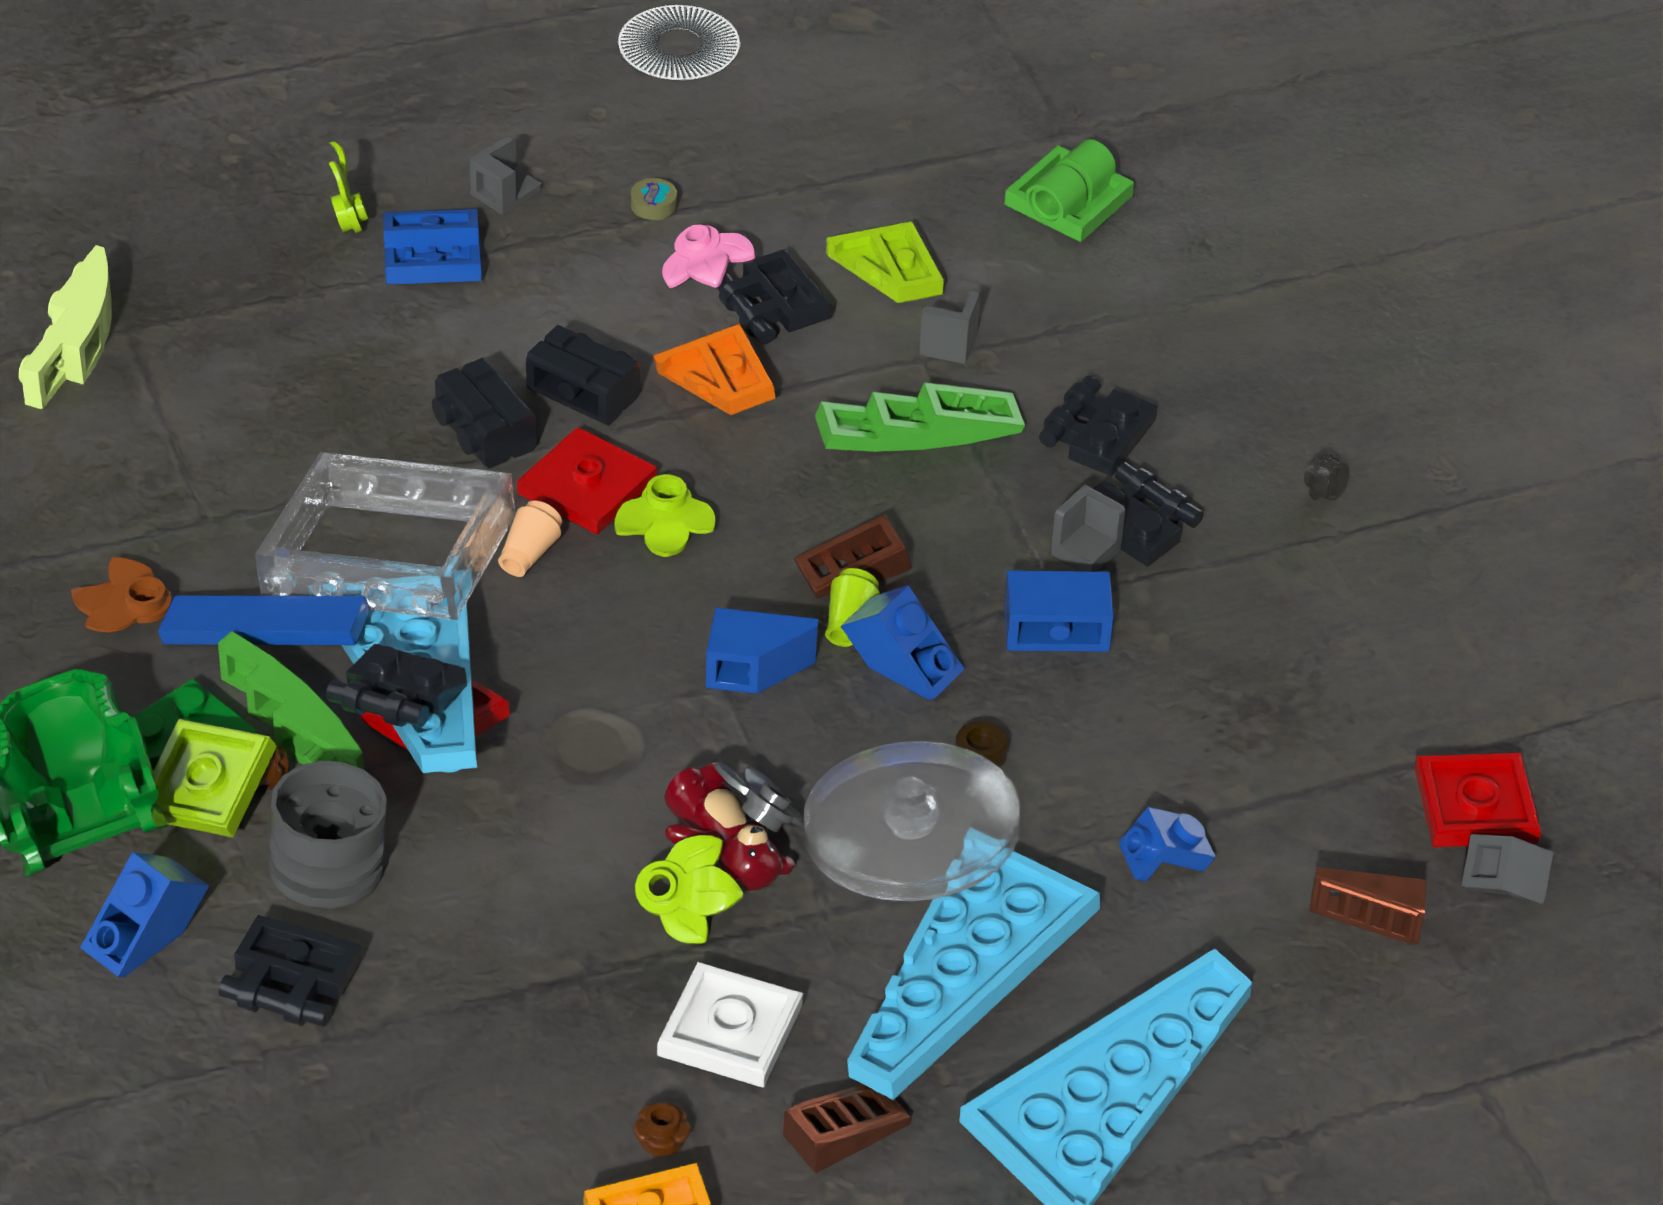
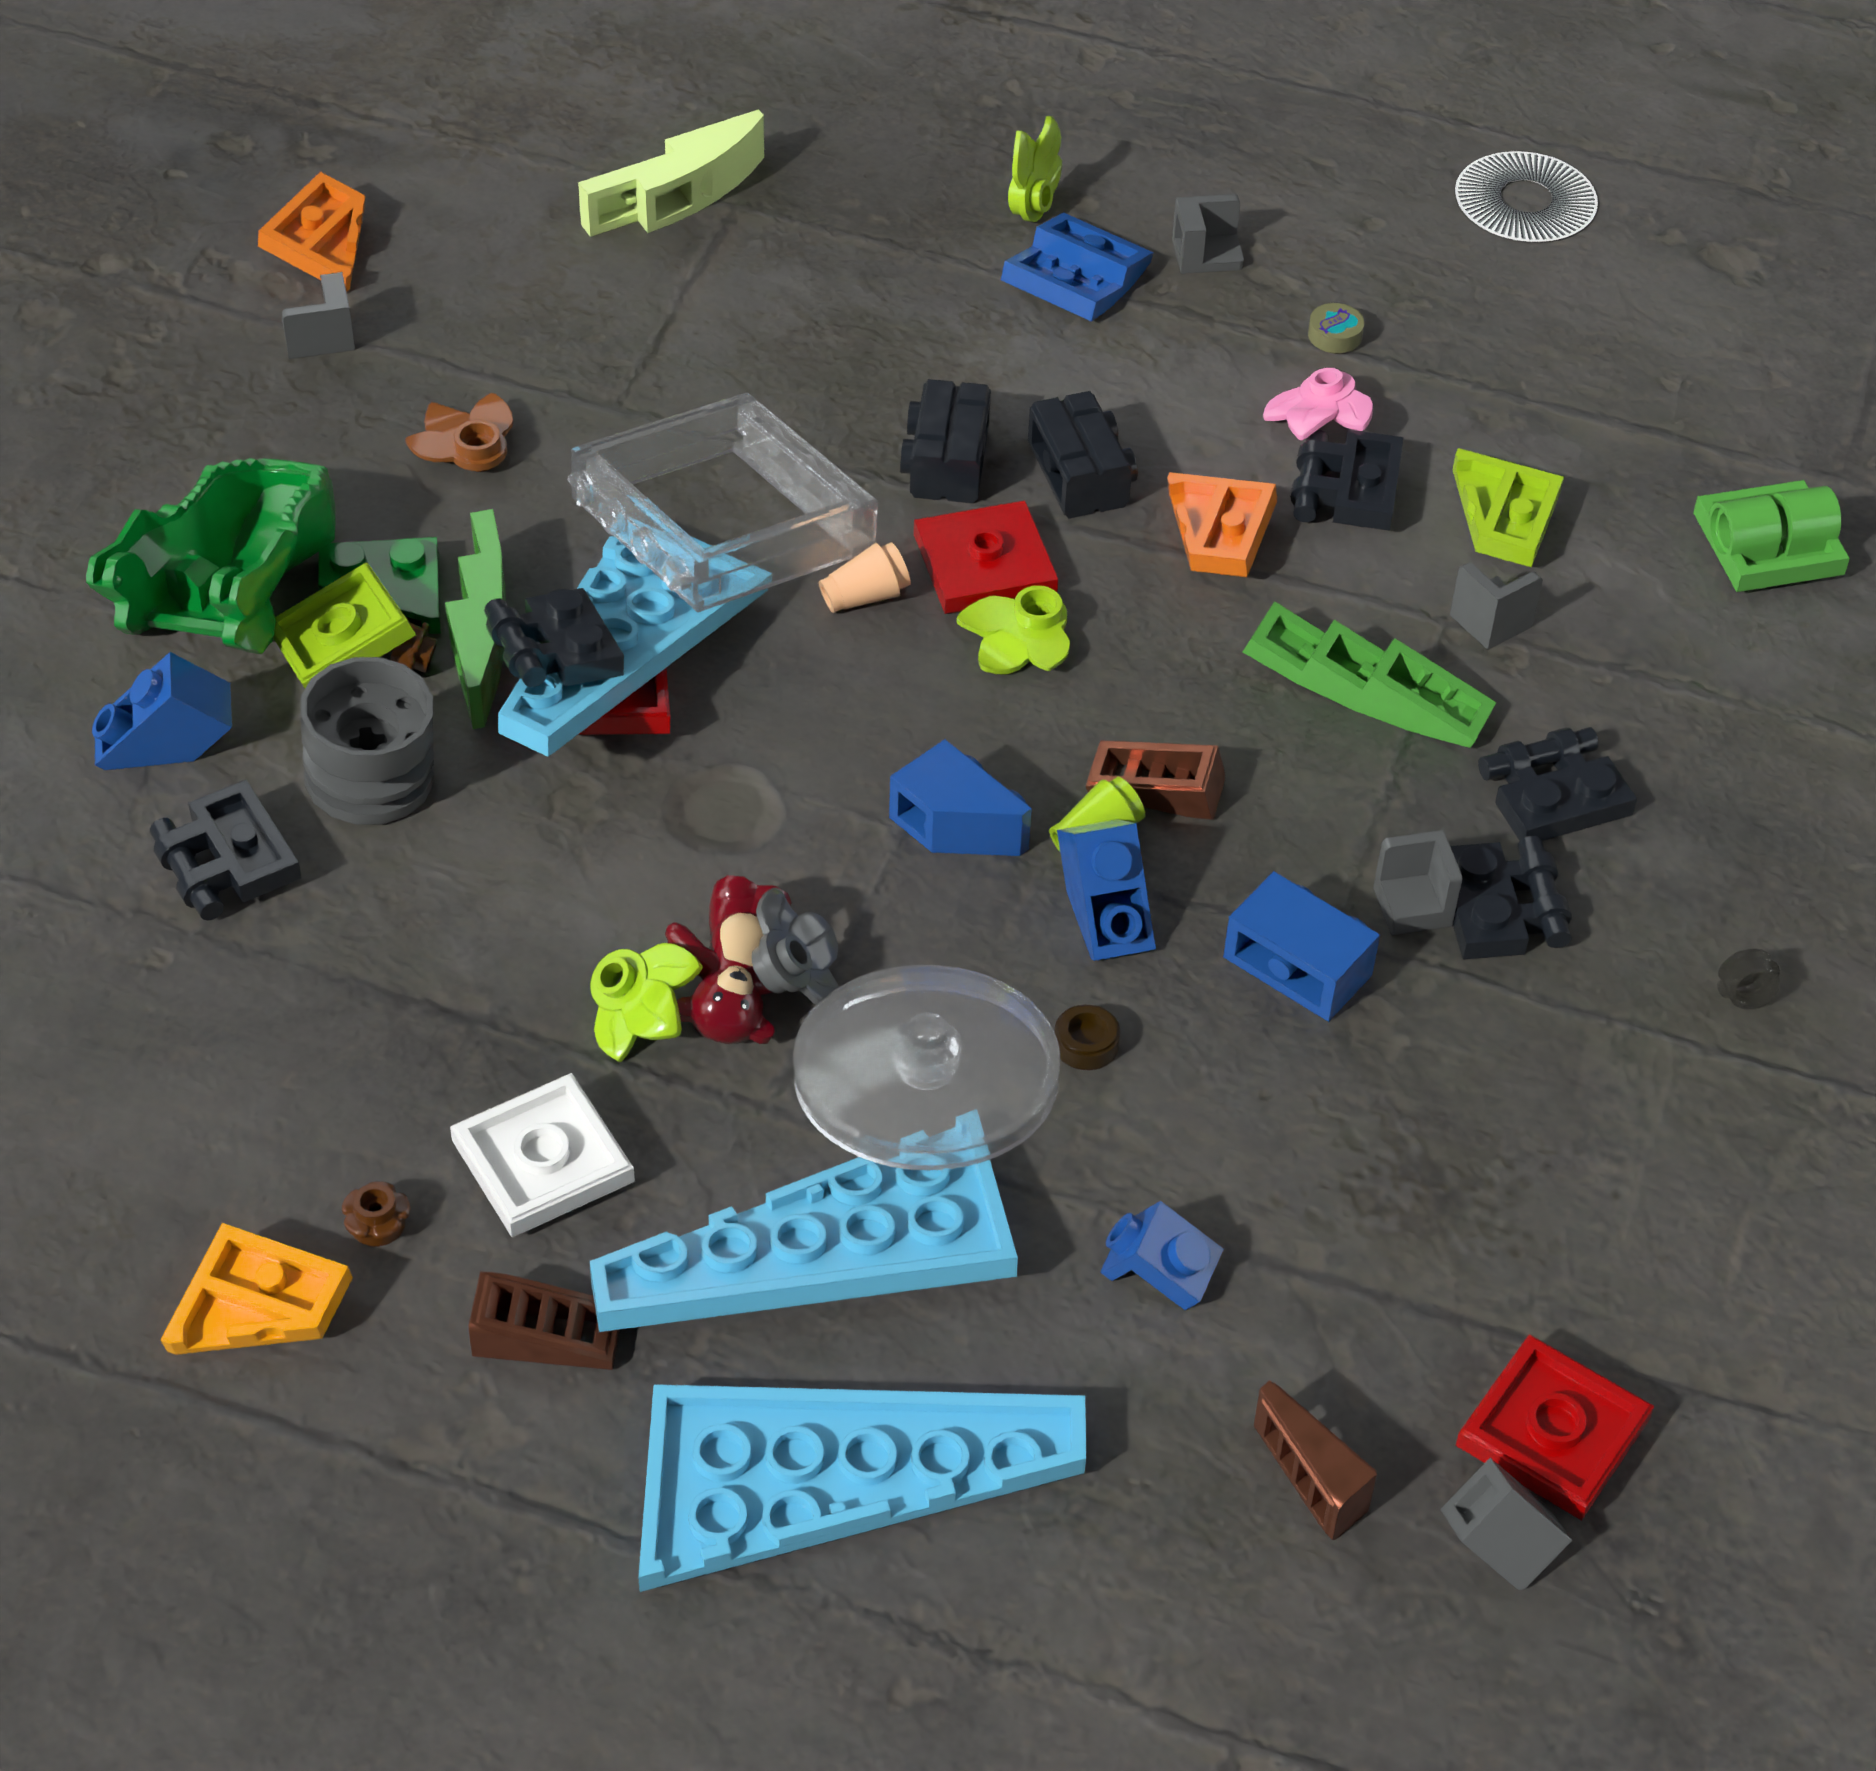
camera: 40 degrees right, 5 degrees up
(265, 619) = (544, 519): blue tile -> none

